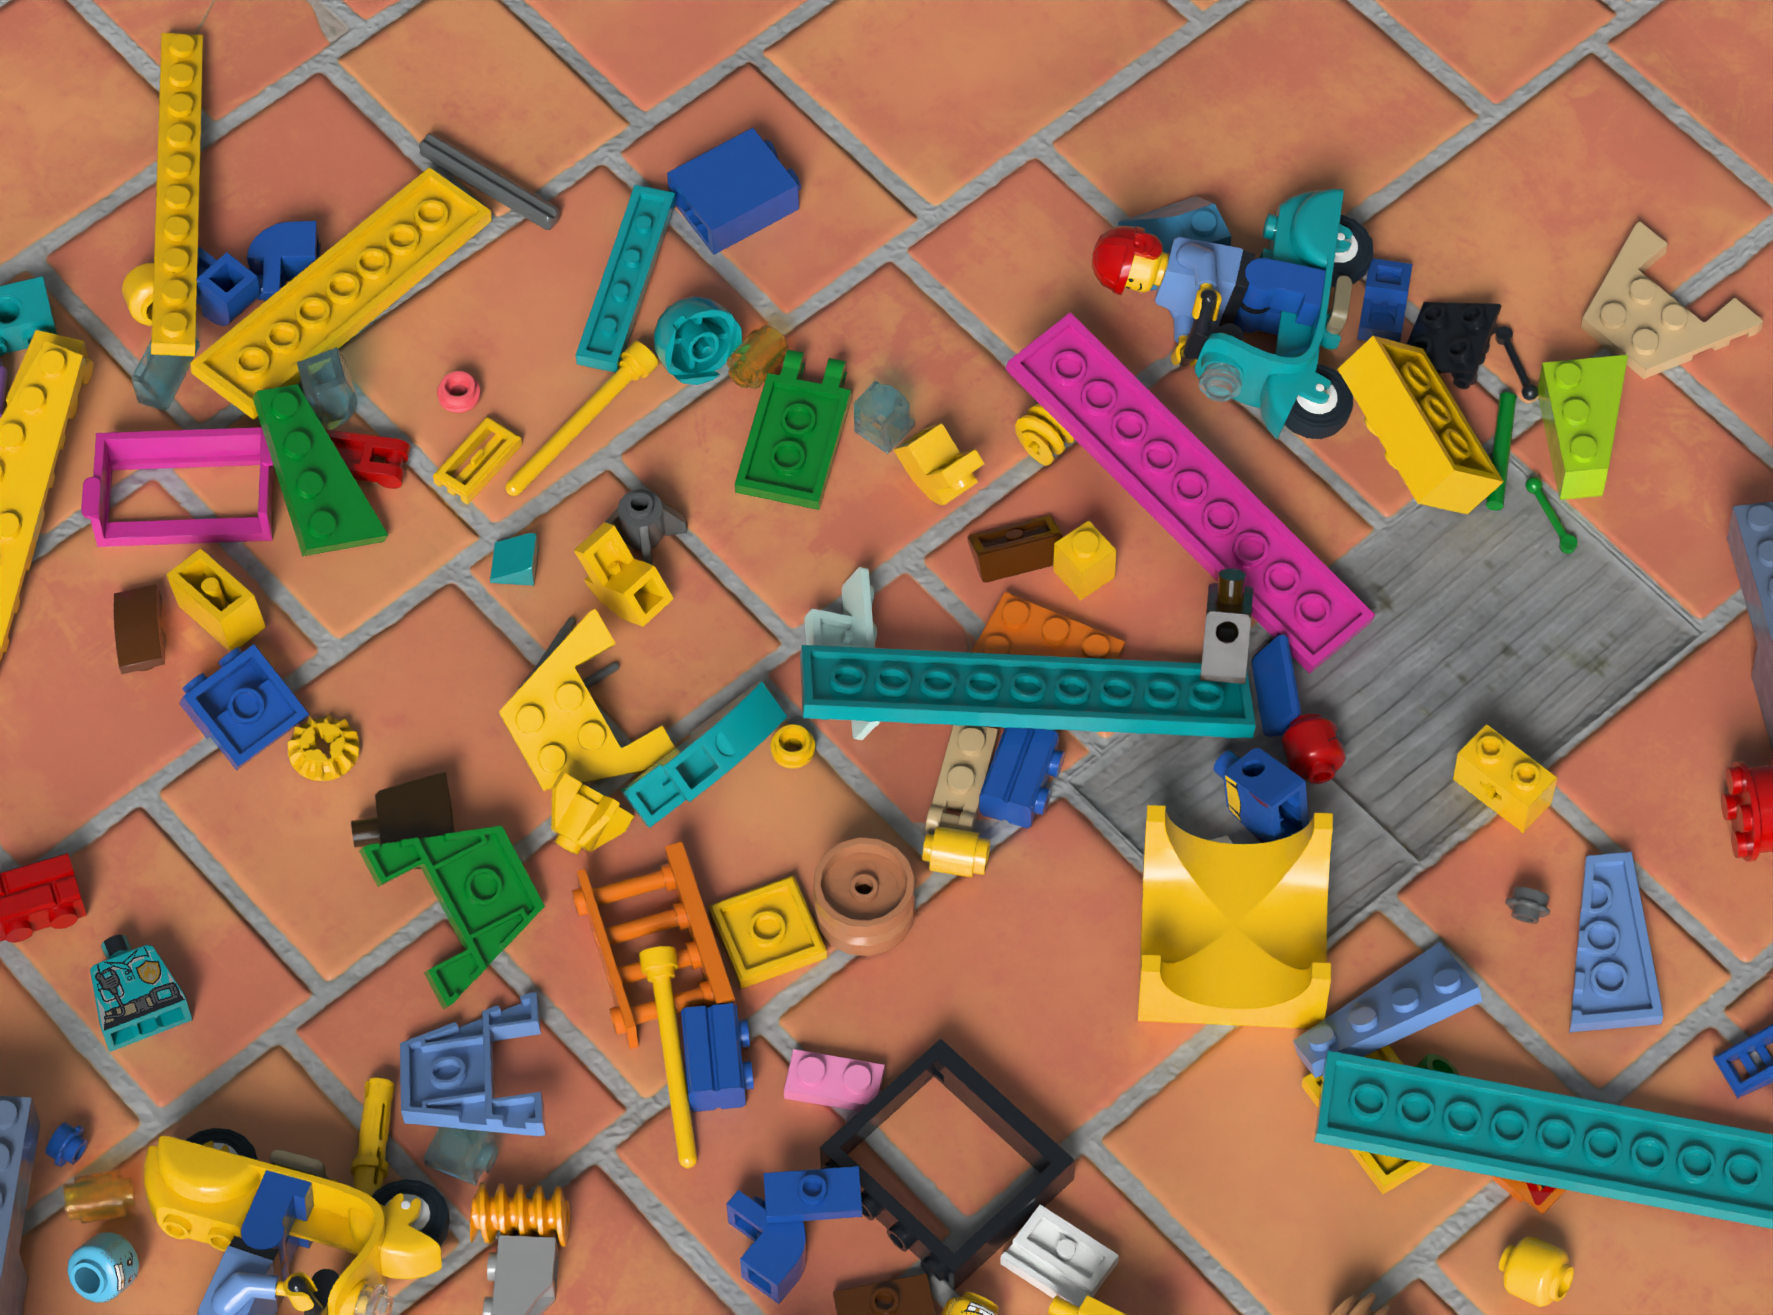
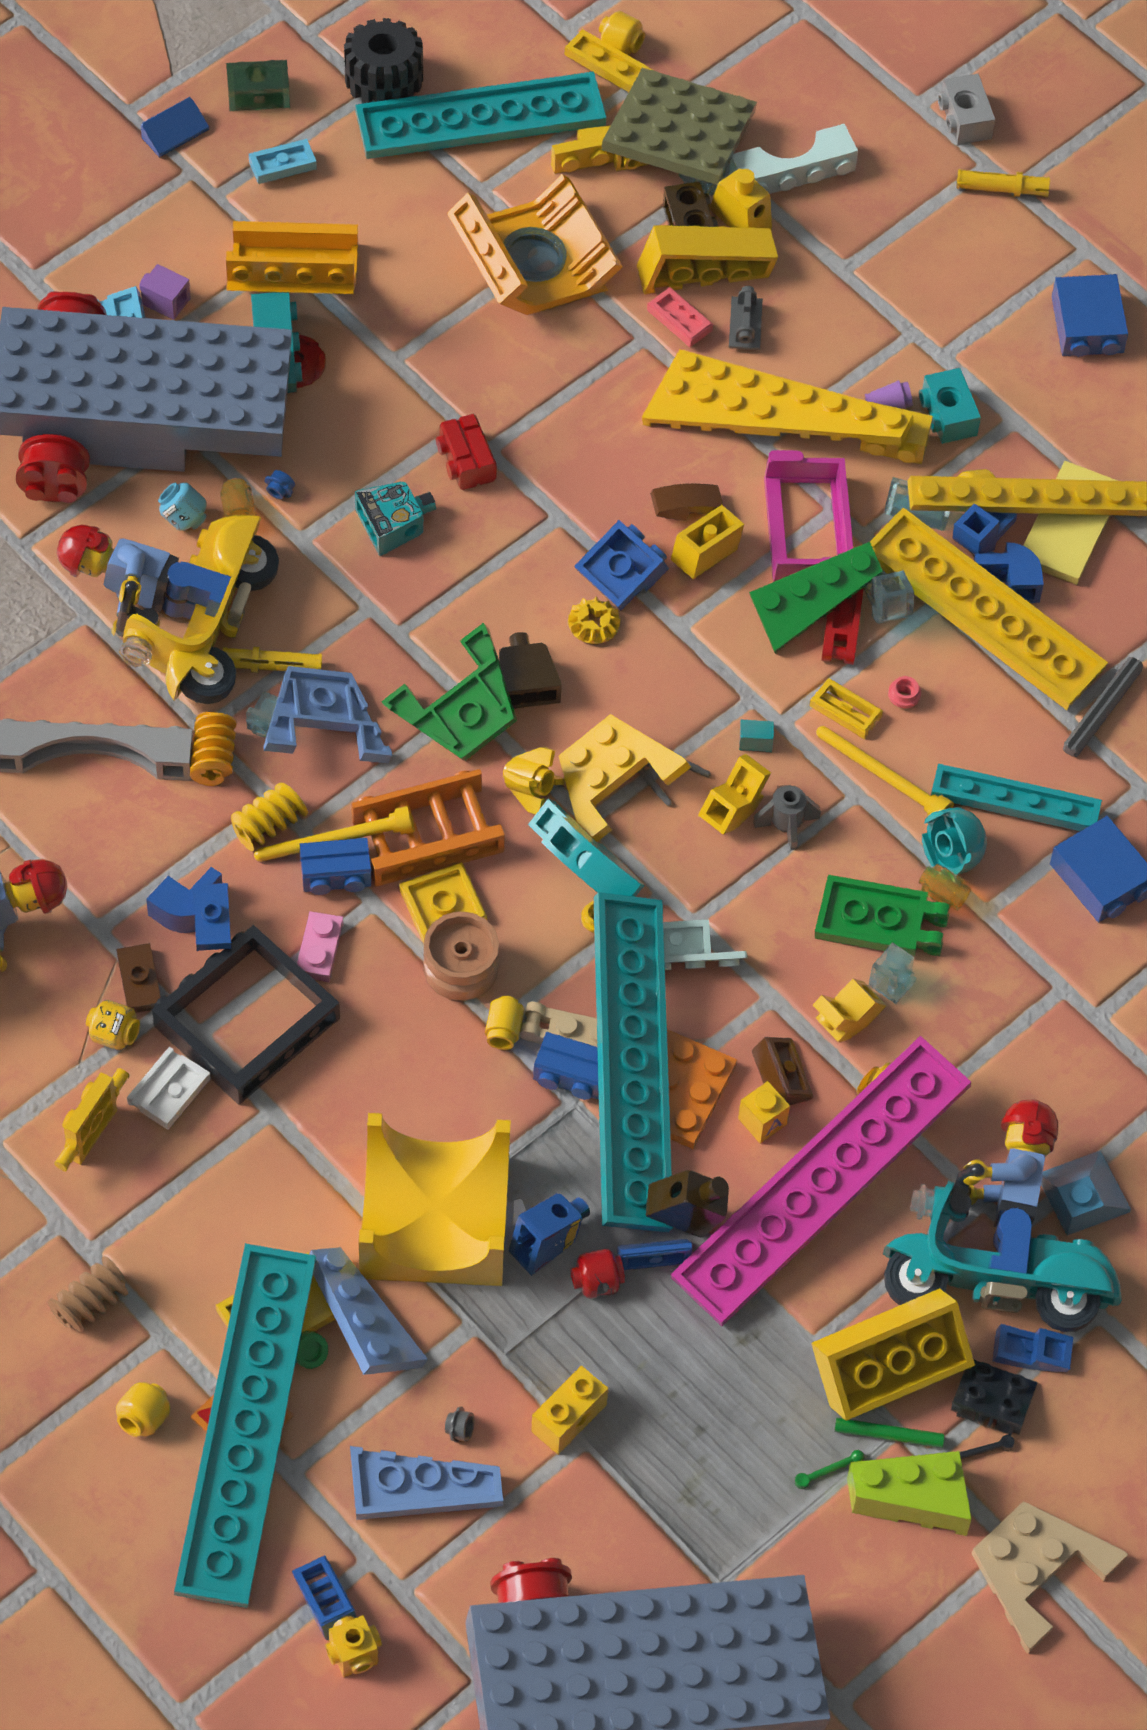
camera: 85 degrees right, 0 degrees up
(230, 203) = (1067, 540): none -> light yellow tile
(633, 1144) = (266, 813): none -> yellow piece

